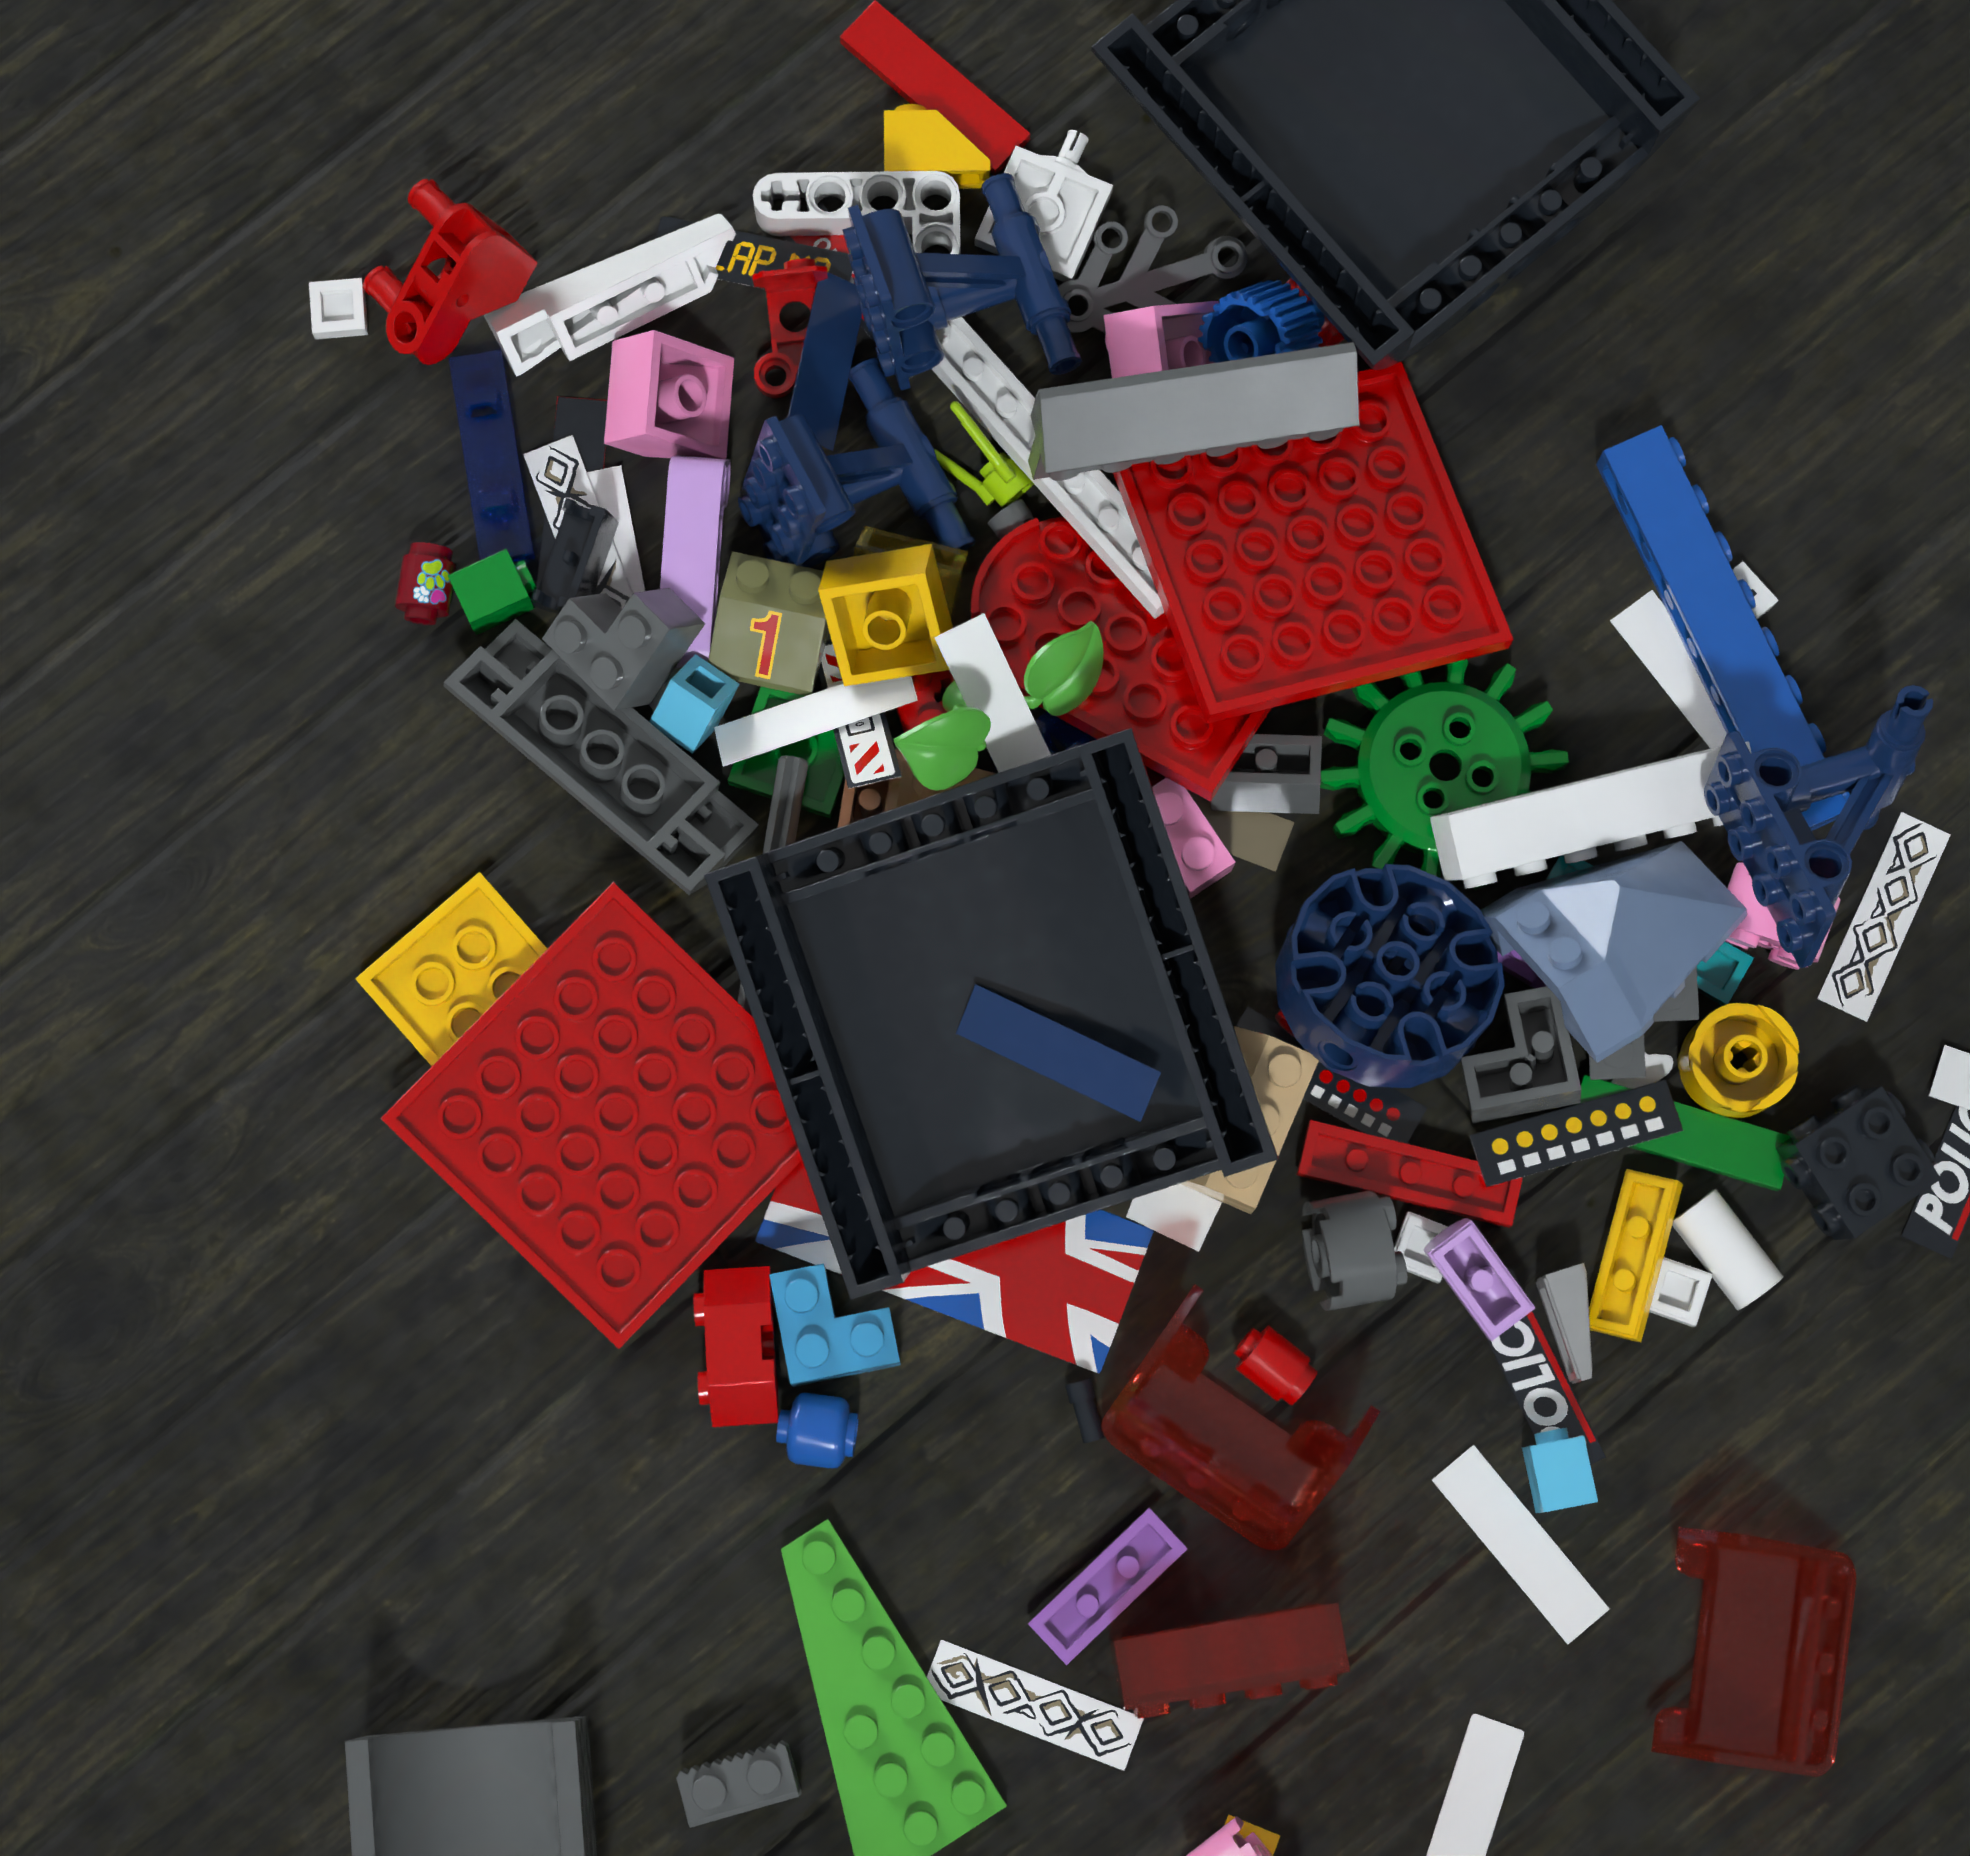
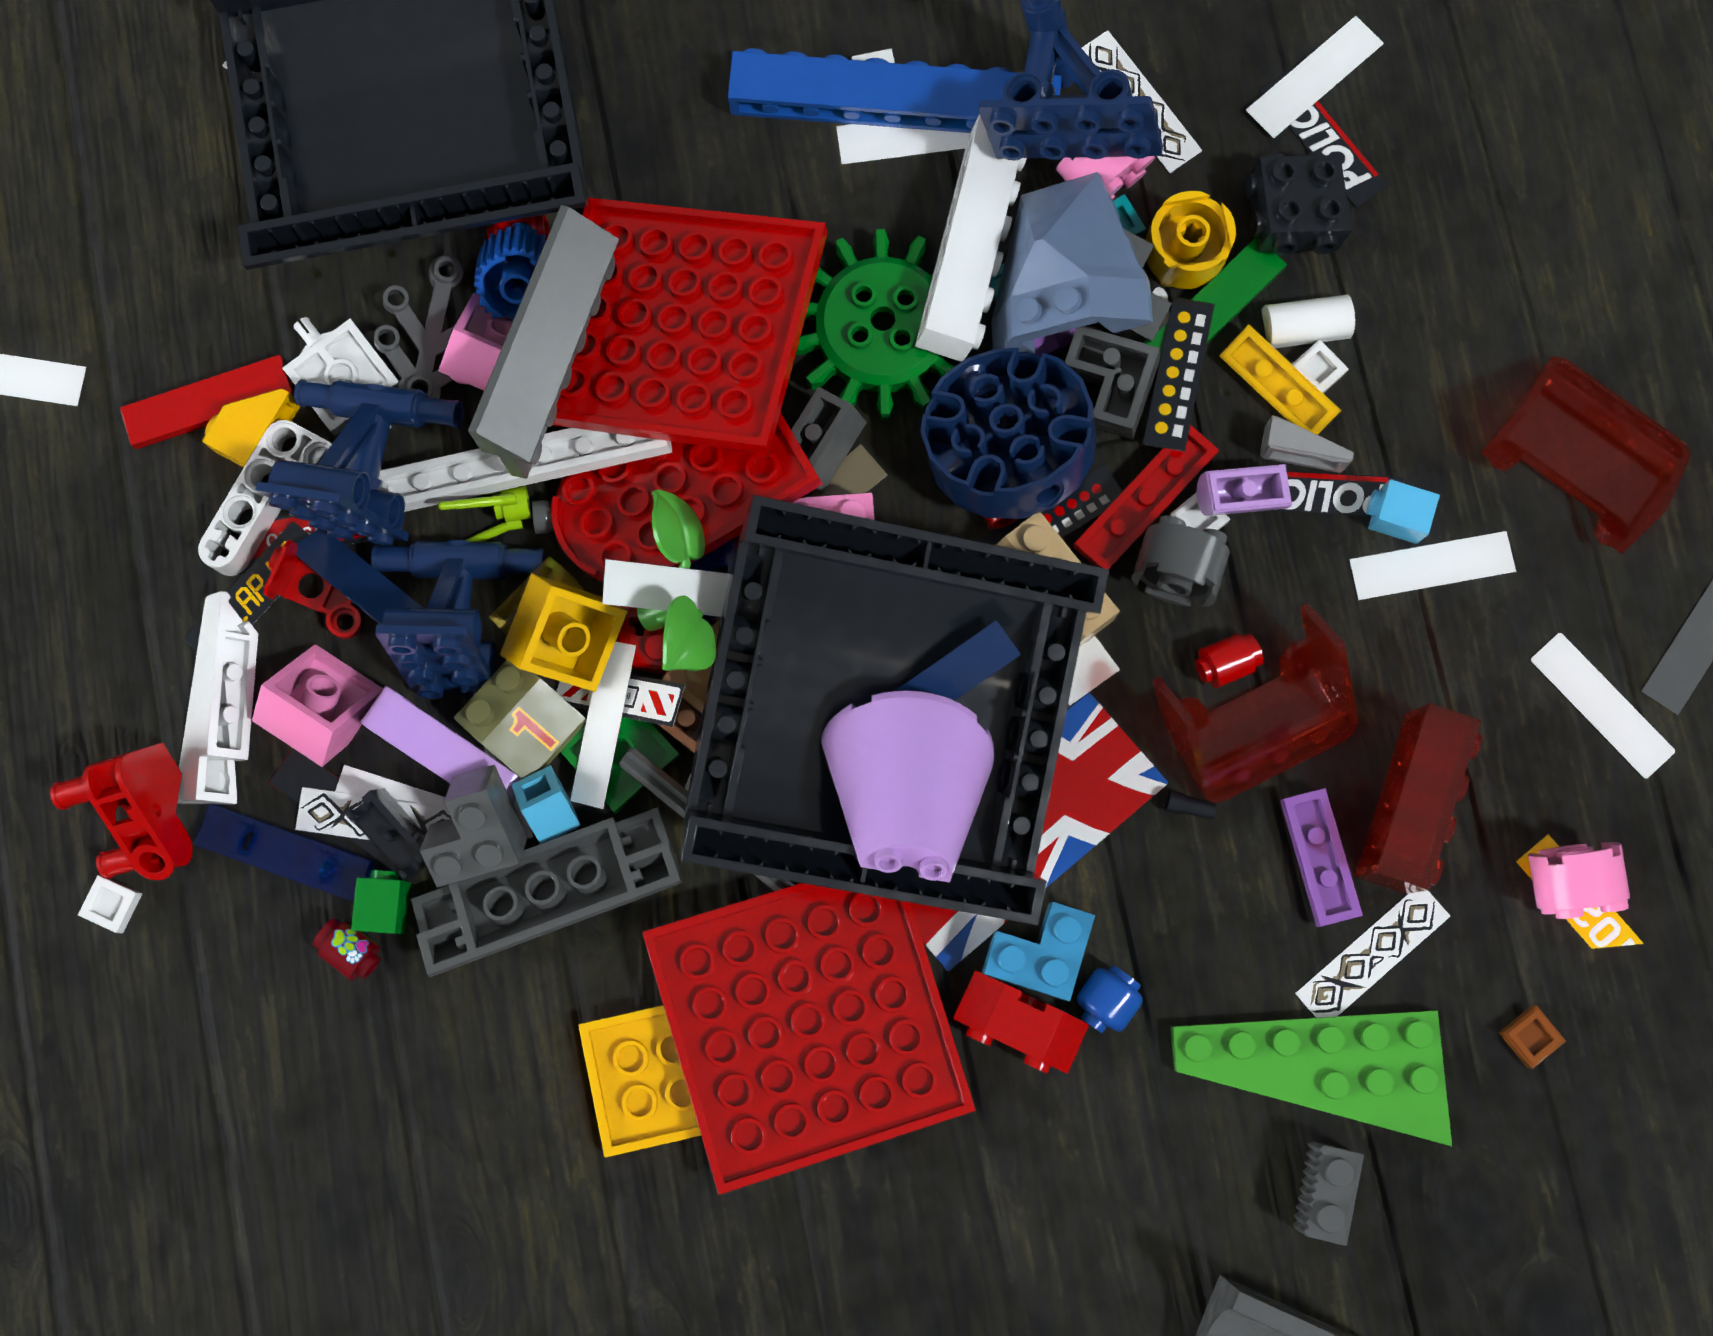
camera: 55 degrees left, 0 degrees up
(932, 1075) = (908, 779): none -> lavender cone

